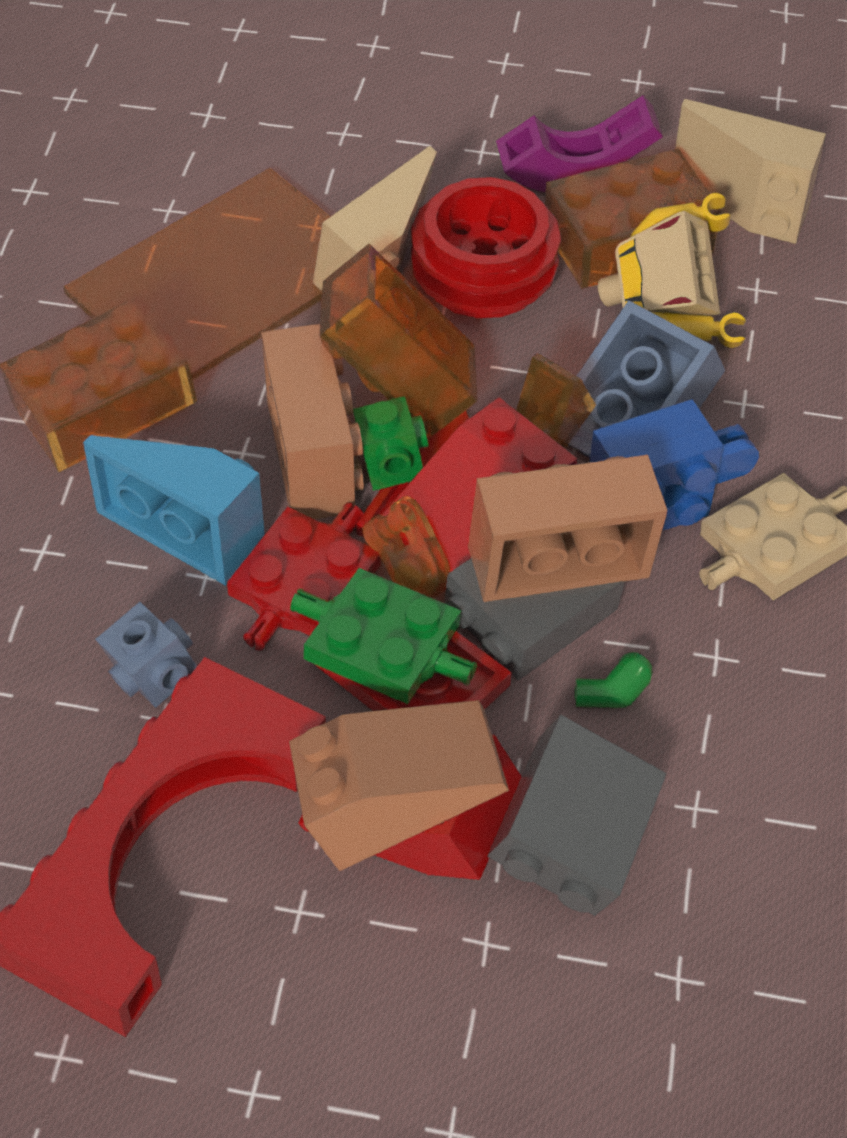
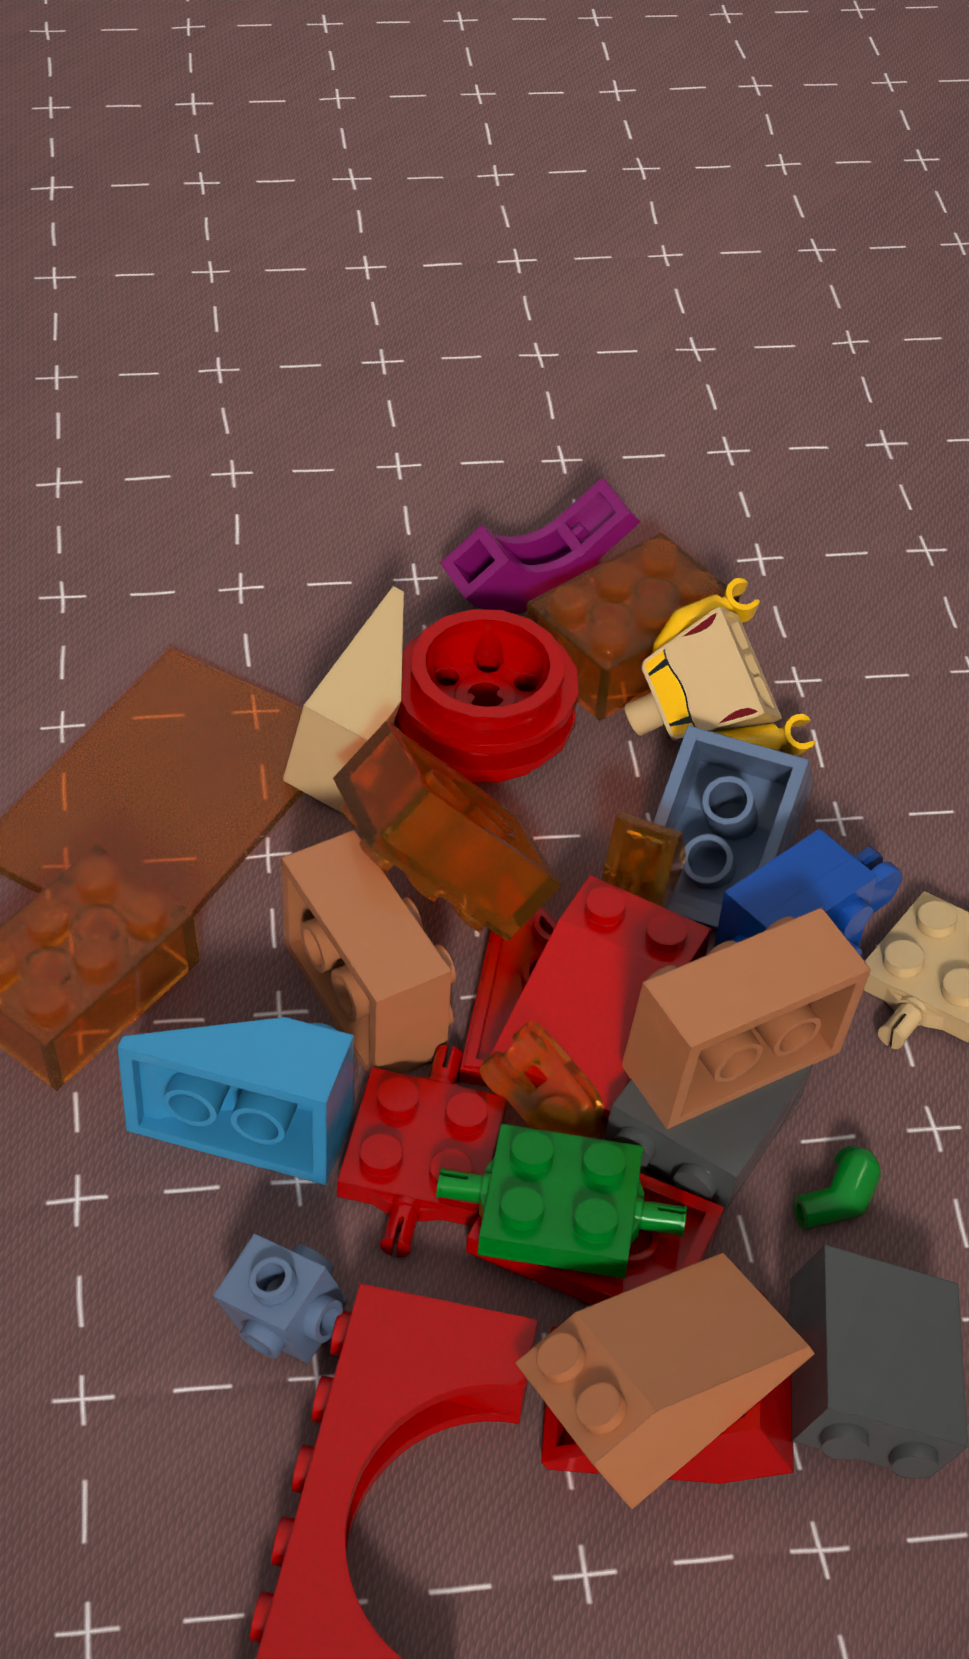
camera: 20 degrees left, 5 degrees down
(391, 433) = (482, 958): green brick -> none
(755, 164) = (755, 531): tan slope -> none

